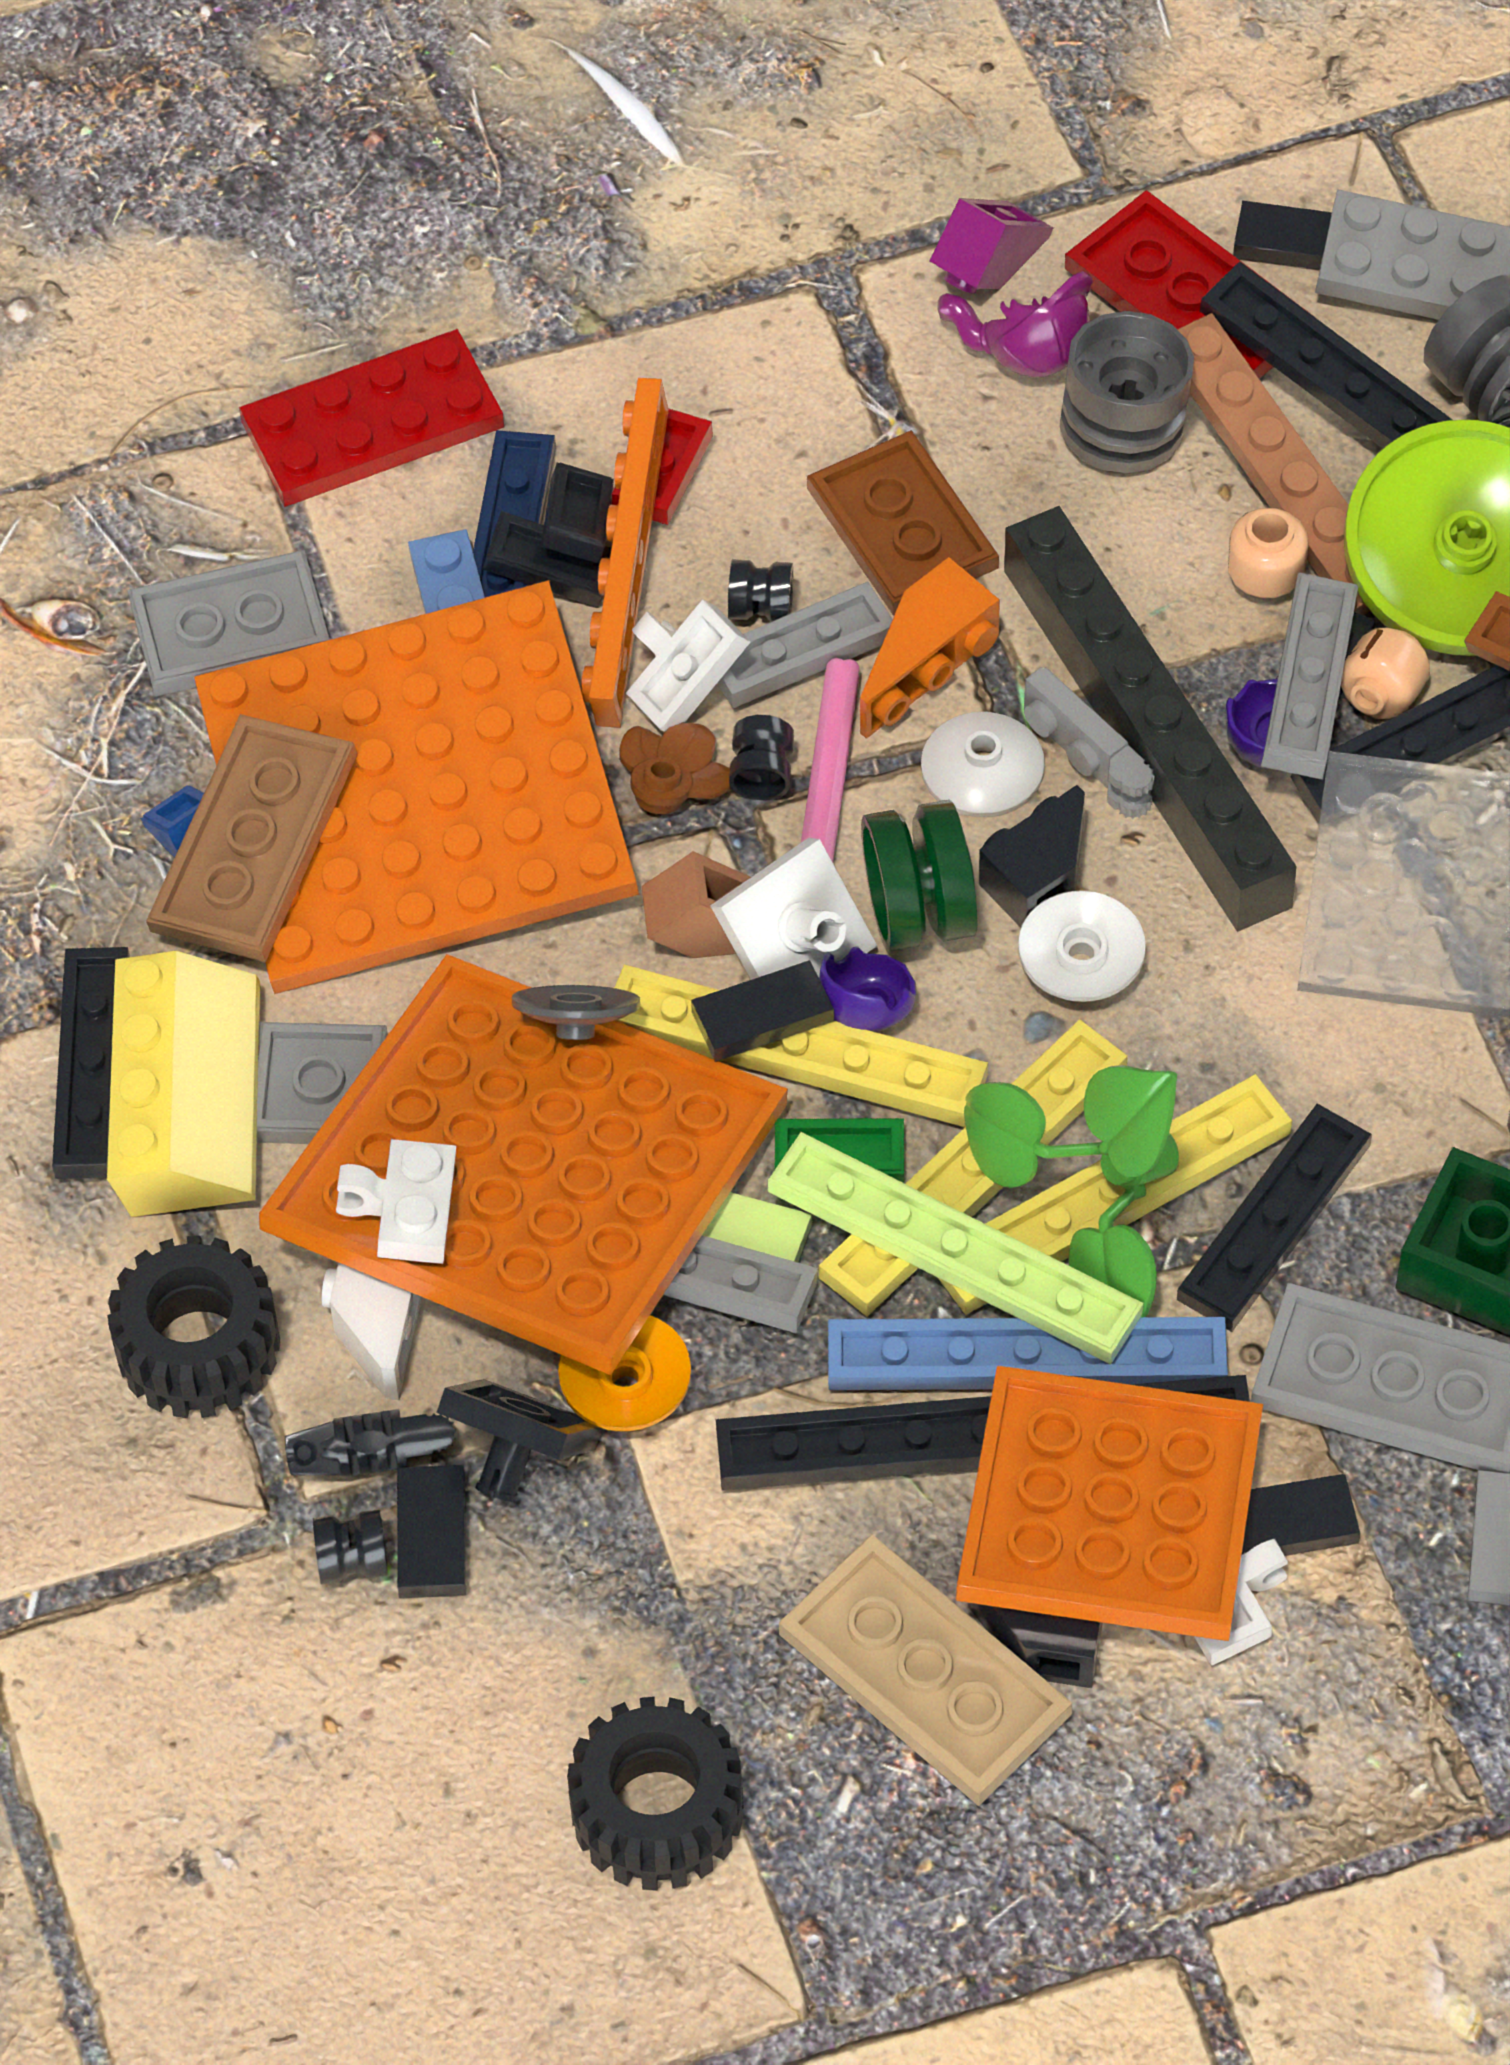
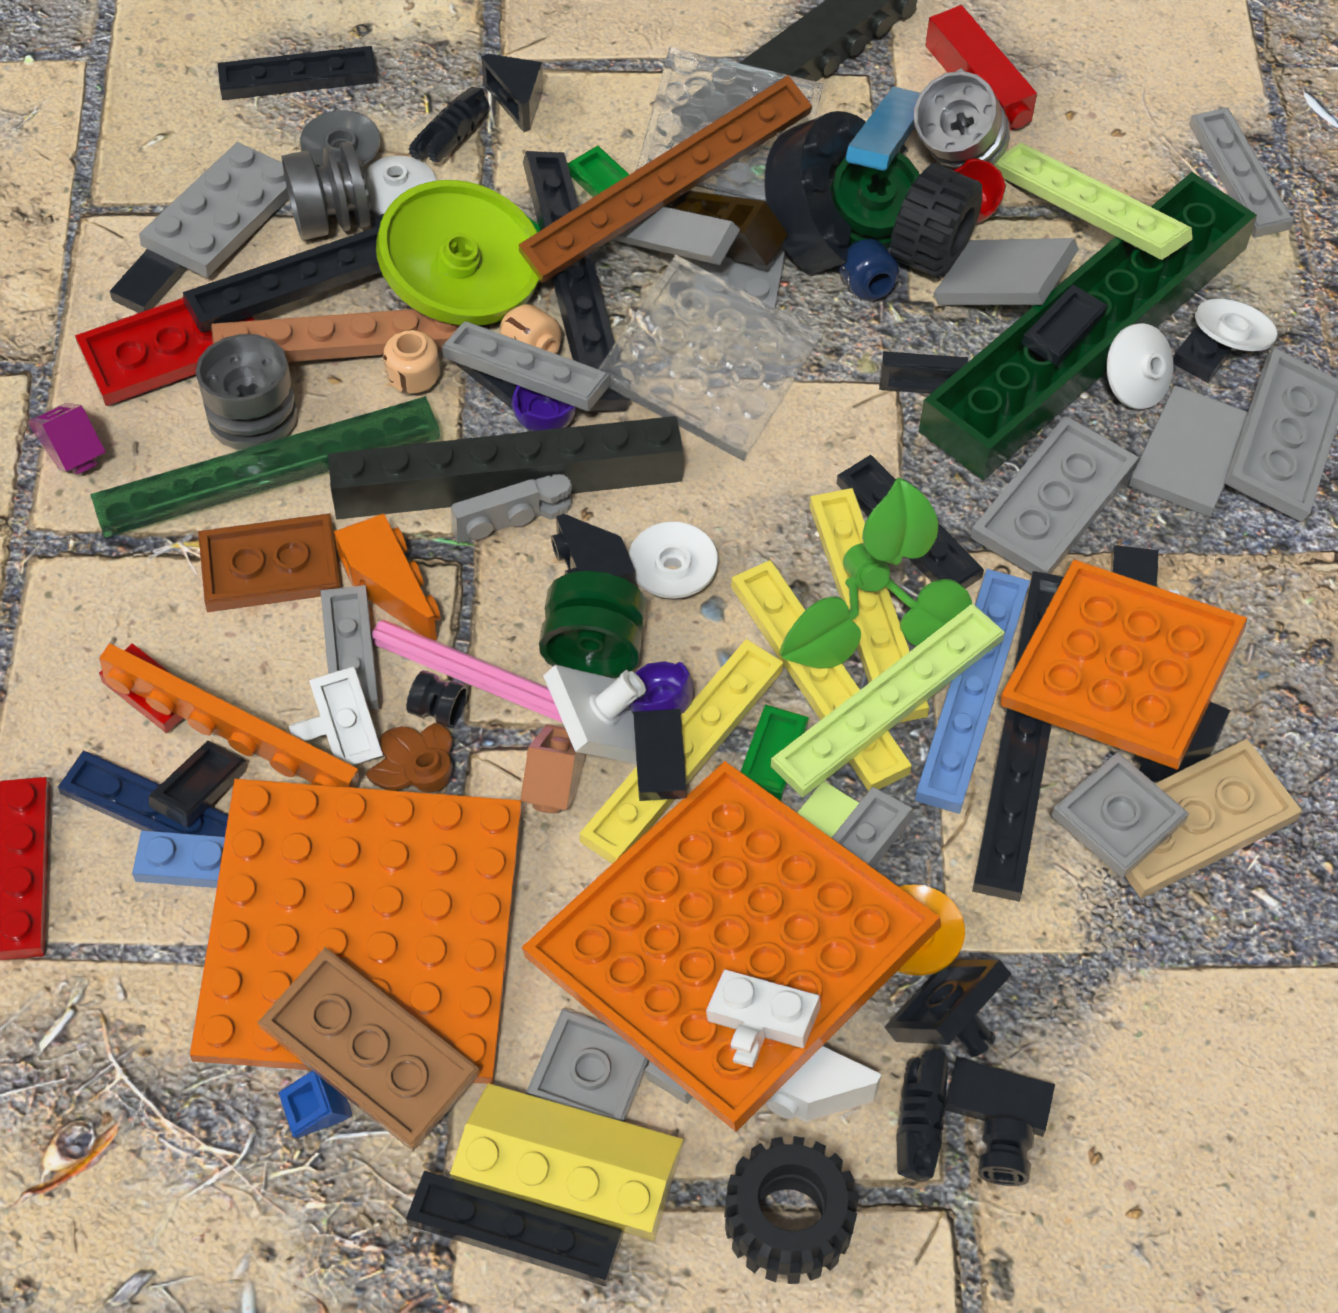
camera: 75 degrees left, 0 degrees up
(225, 618) = (139, 1023): light grey tile -> none
(575, 1007) = (619, 862): dark grey dish -> none
(577, 512) = (169, 750): black tile -> none
(645, 1743) = (1282, 974): black tyre -> none
(760, 590) = (293, 659): black wheel -> none
(878, 1563) = (1120, 814): none -> light grey tile
(983, 783) = (490, 592): white dish -> none
(1032, 337) = (166, 434): magenta piece -> none
(1044, 466) = (259, 467): none -> clear green plate

